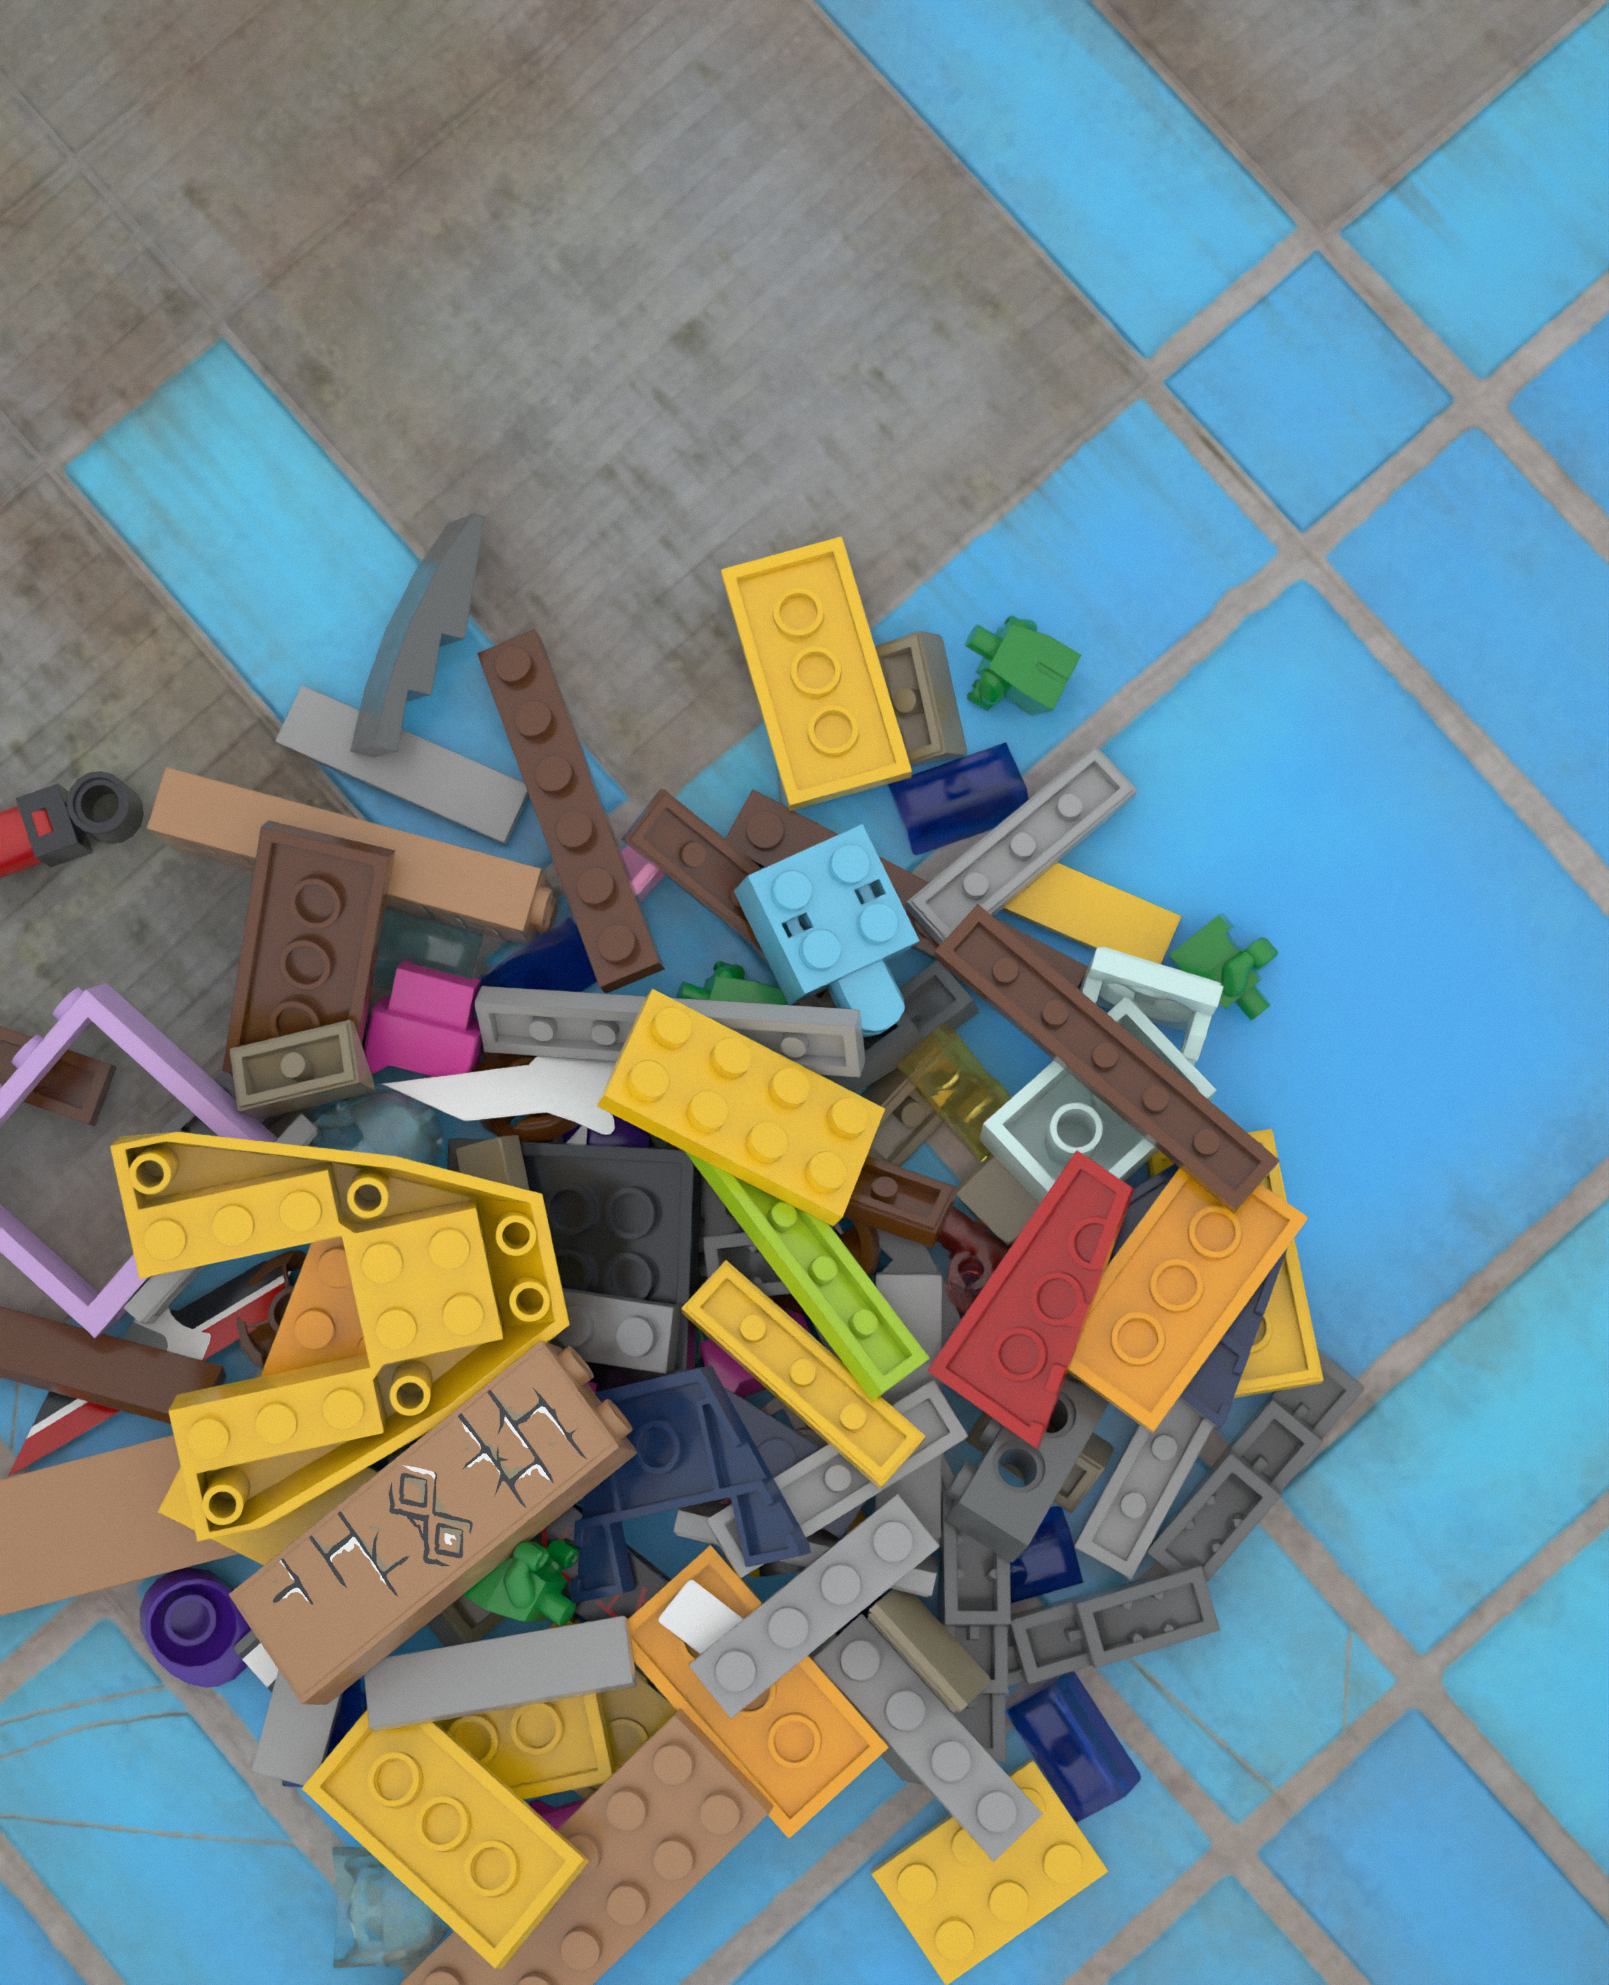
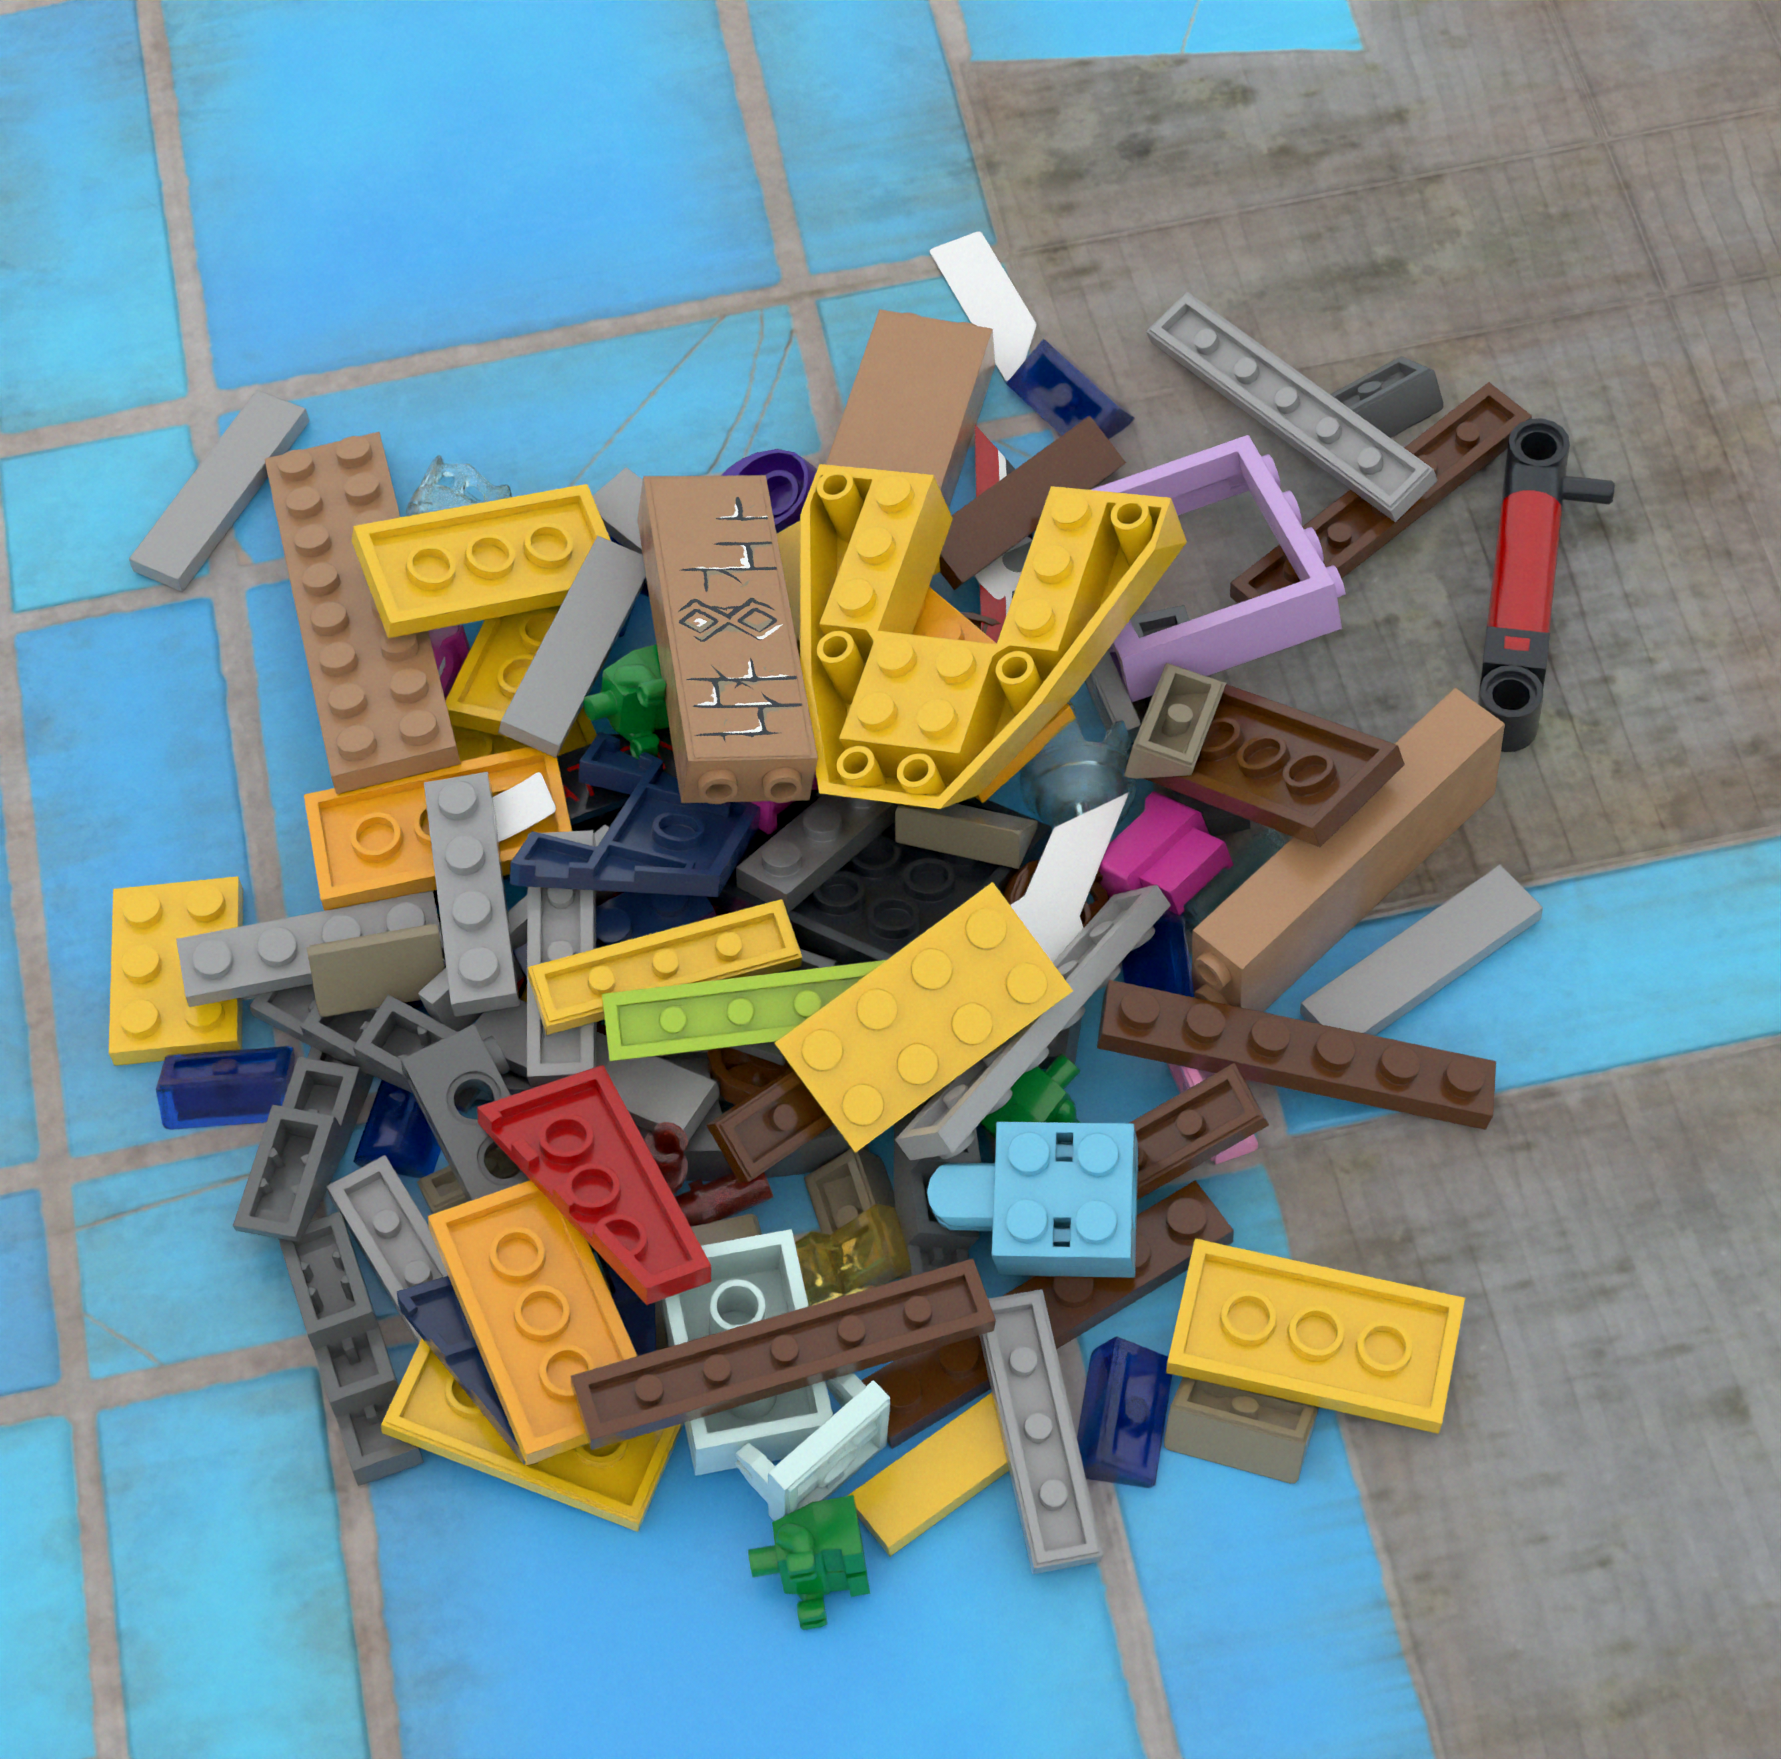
camera: 120 degrees right, 25 degrees down
(427, 617) = (1550, 1025): dark grey slope -> none
(1020, 666) = (1221, 1521): green piece -> none

